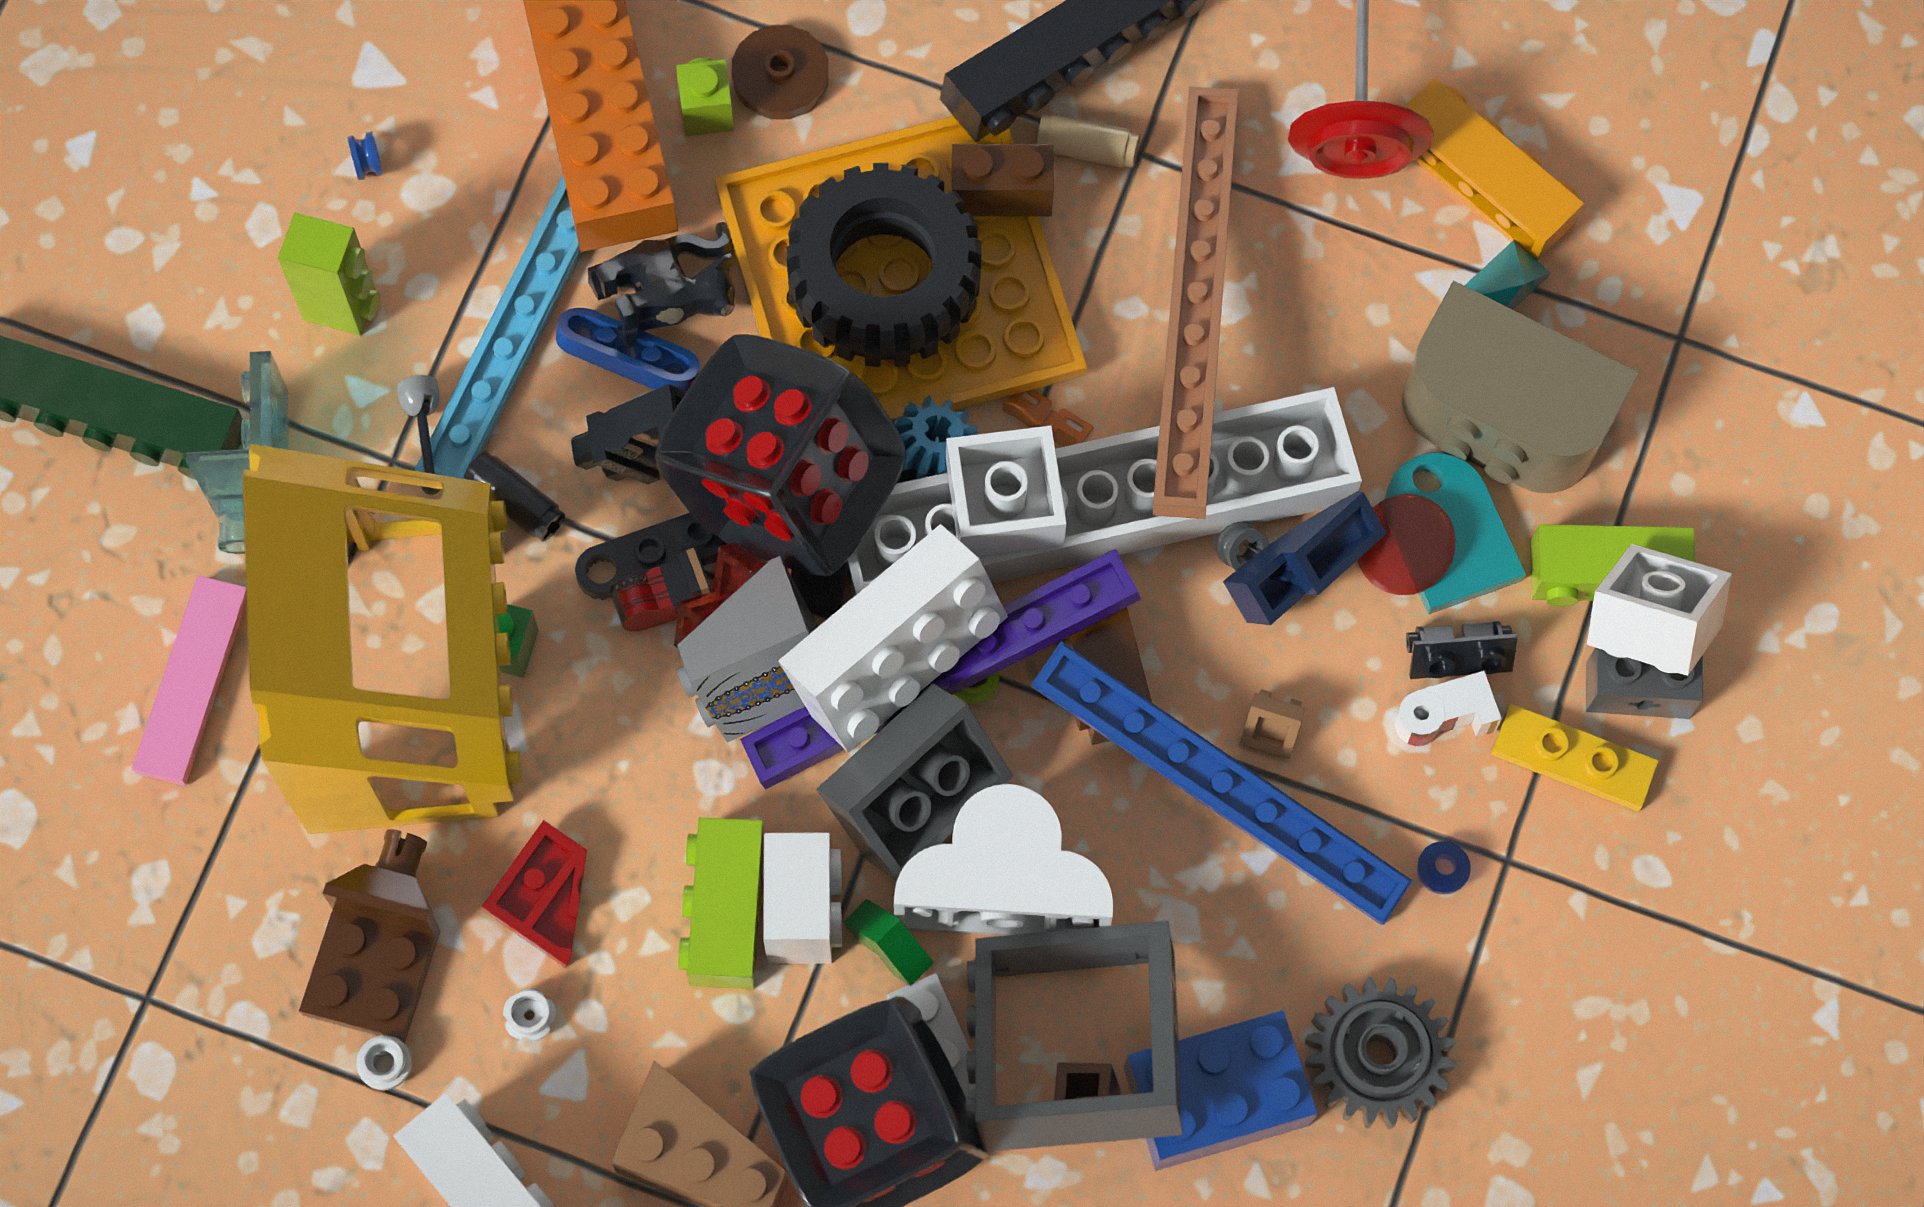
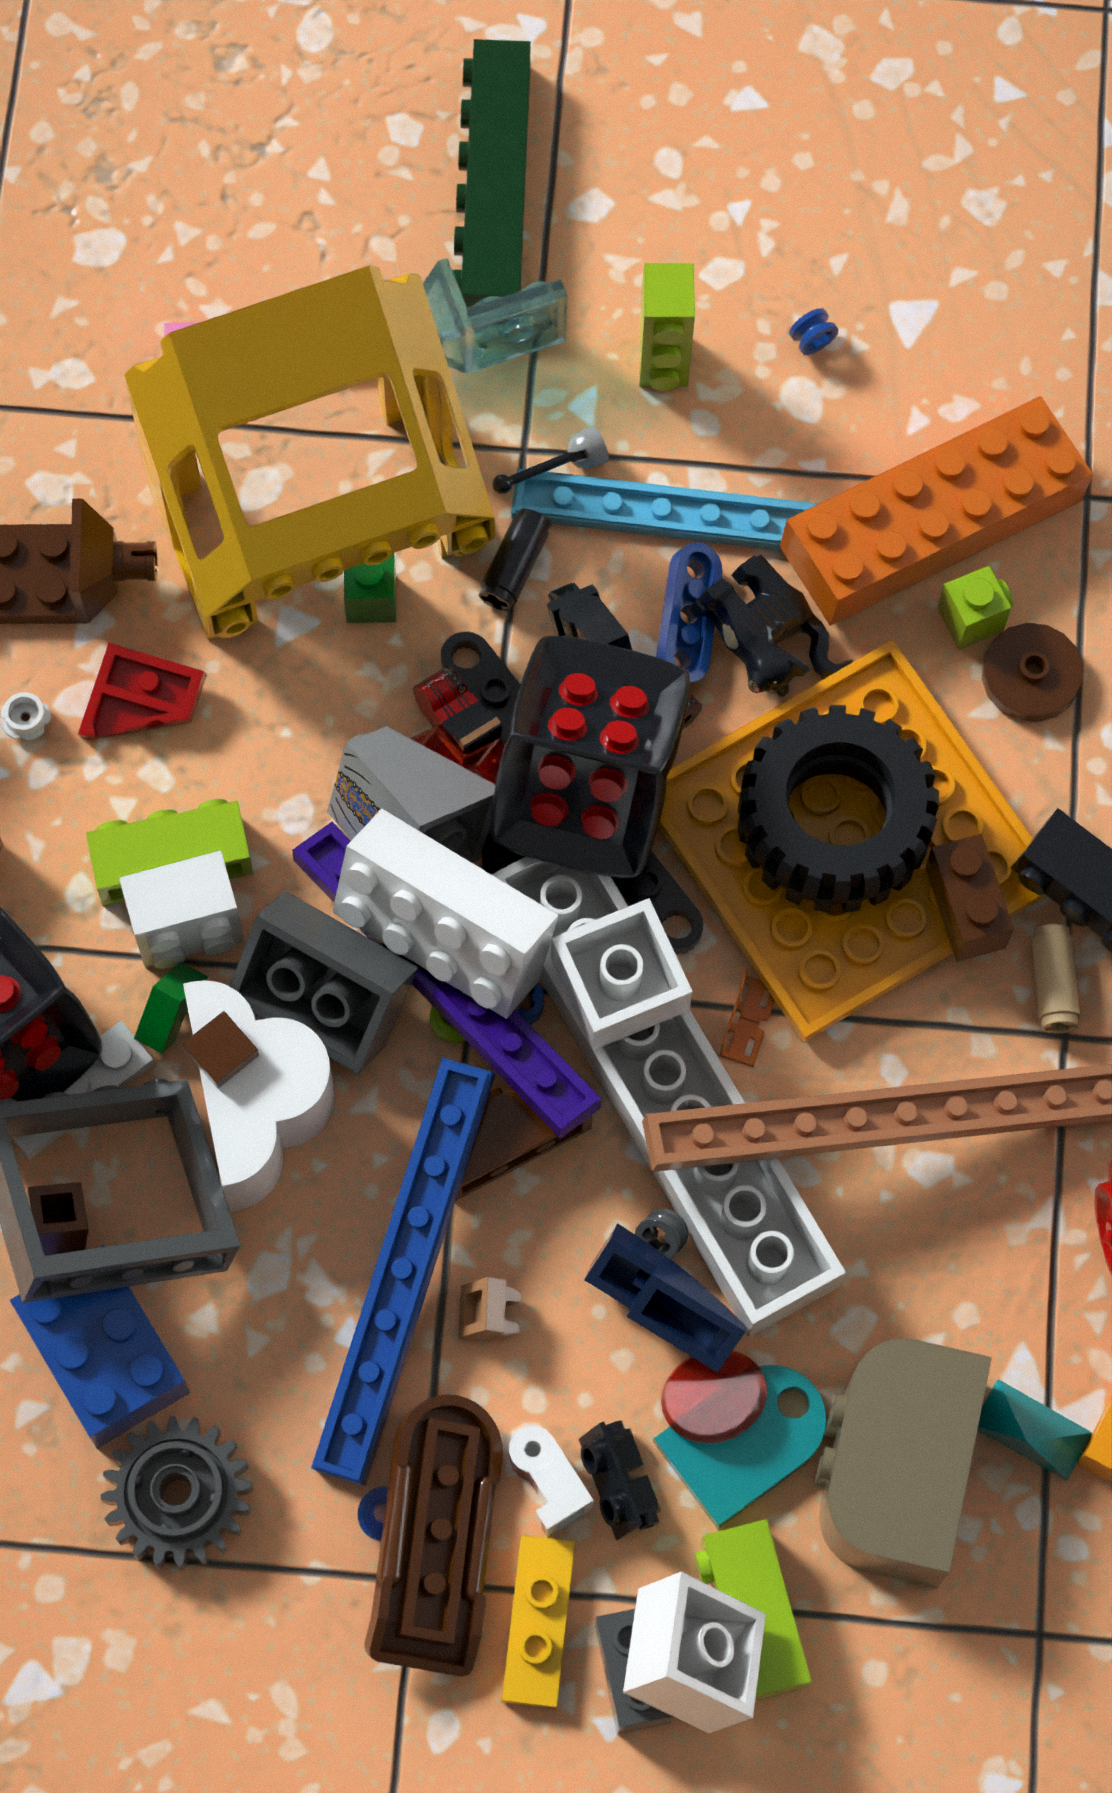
camera: 75 degrees right, 0 degrees up
(923, 425) = (696, 914): dark azure gear -> none
(976, 881) = (220, 1049): none -> reddish brown tile
(1480, 823) = (436, 1538): none -> reddish brown piece

